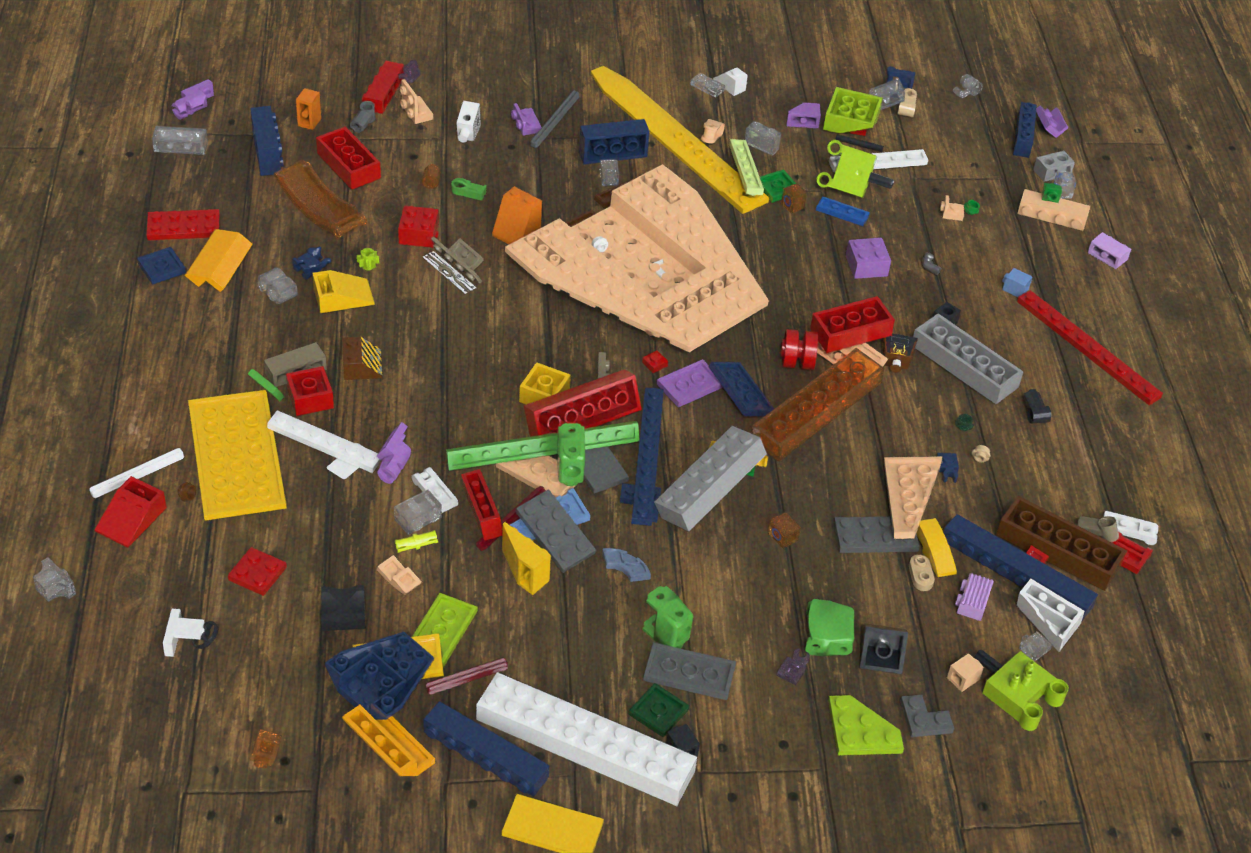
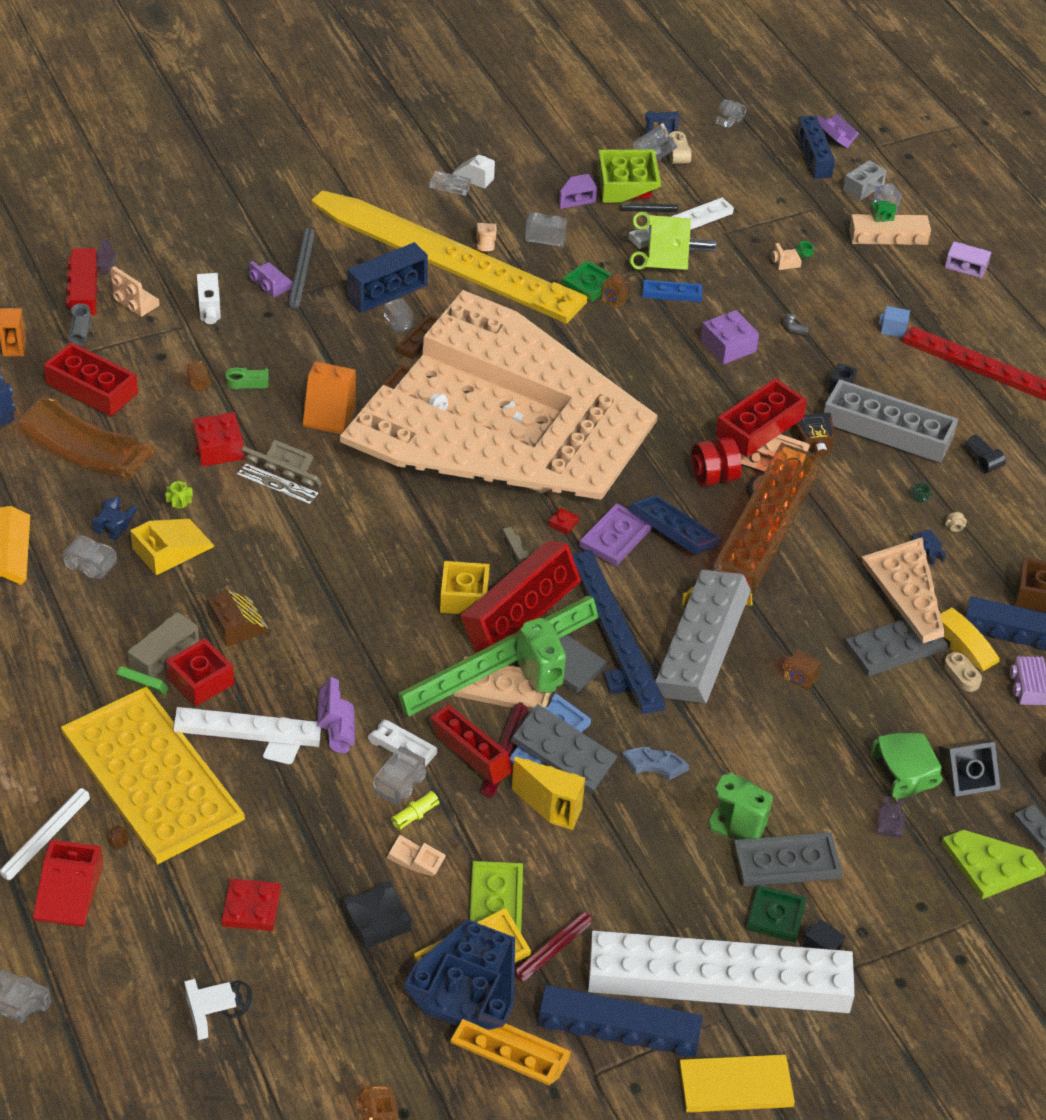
camera: 20 degrees left, 0 degrees up
(746, 167) = (548, 268): yellowish green plate -> none

